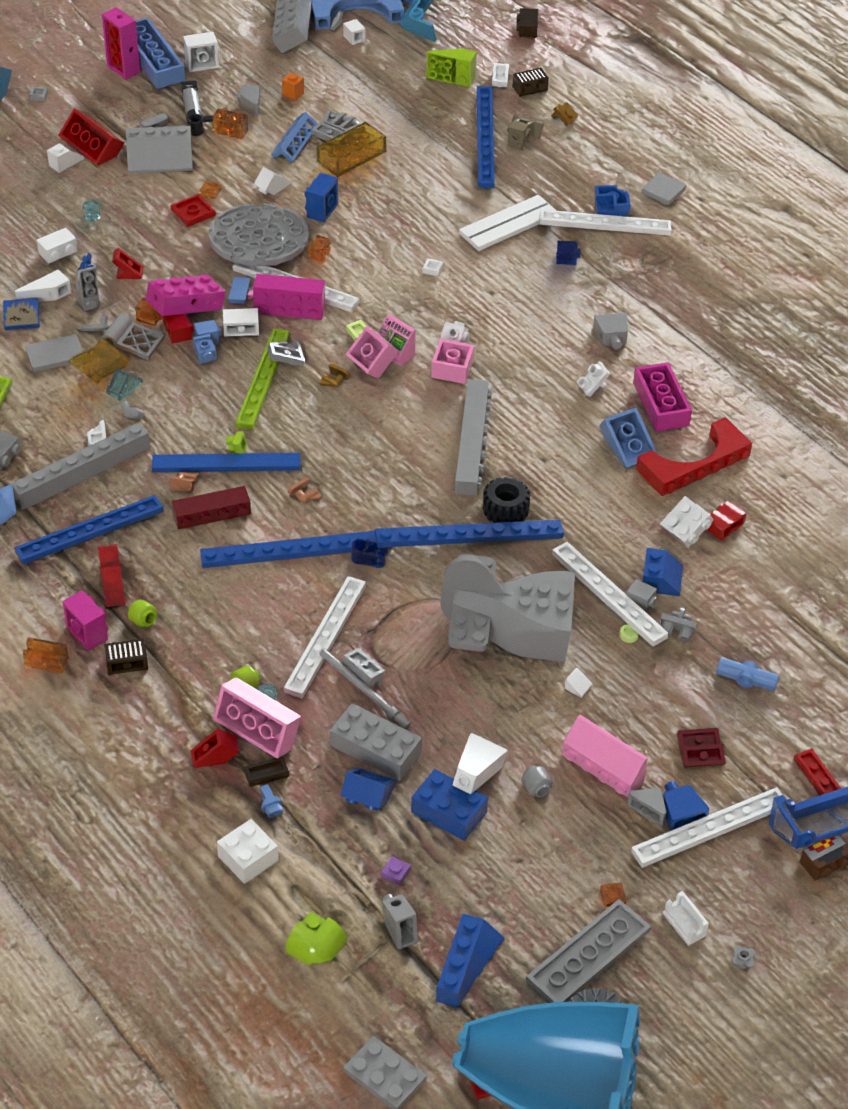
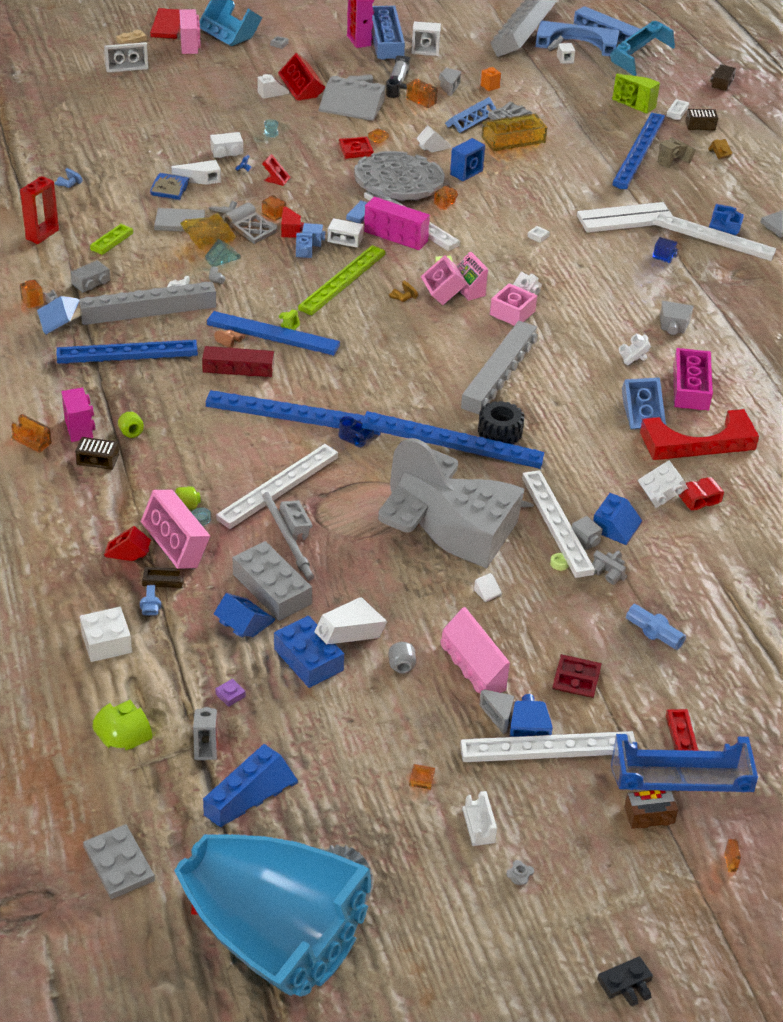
camera: 20 degrees right, 5 degrees down
(87, 289) = (230, 176): light grey slope -> none
(111, 575) = (121, 387): red arch -> none
(185, 295) = (307, 200): dark pink brick -> none
(286, 352) = (370, 264): light grey wing -> none
(297, 488) = (323, 366): nougat piece -> none
(588, 953) = (370, 818): light grey plate -> none

